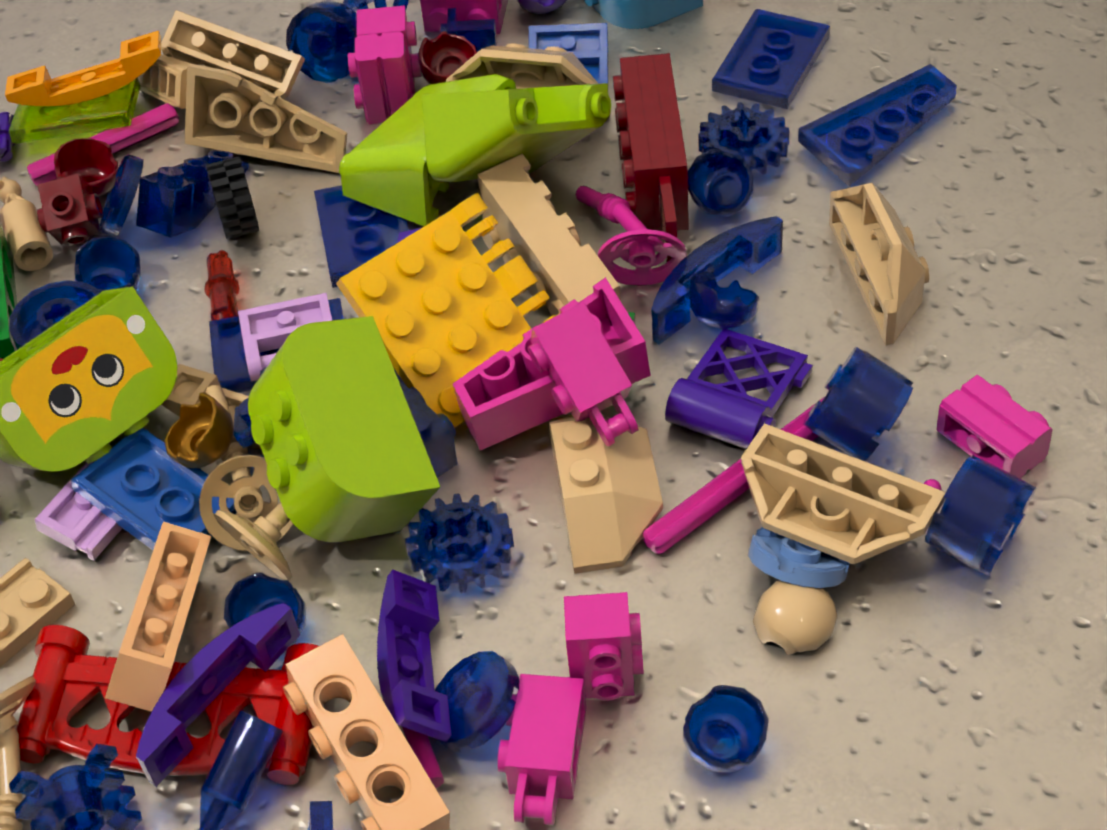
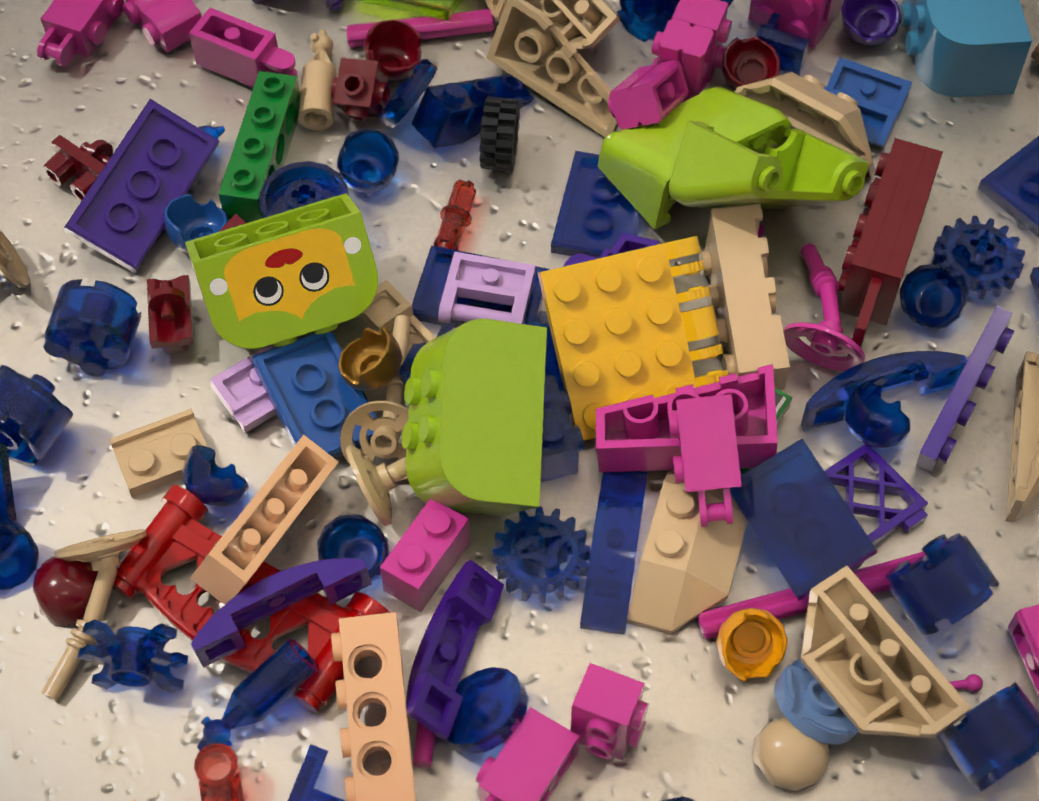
camera: 20 degrees right, 10 degrees up
(88, 616) = (212, 483): none -> clear blue hair
(342, 587) = (425, 555): none -> dark pink brick
(364, 109) = (648, 94): none -> dark pink brick
(531, 515) = (613, 551): none -> clear blue slope
(700, 404) = (801, 518): none -> clear blue tile
(707, 533) = (751, 643): none -> light orange hair
(793, 260) = (959, 405): none -> dark purple wing

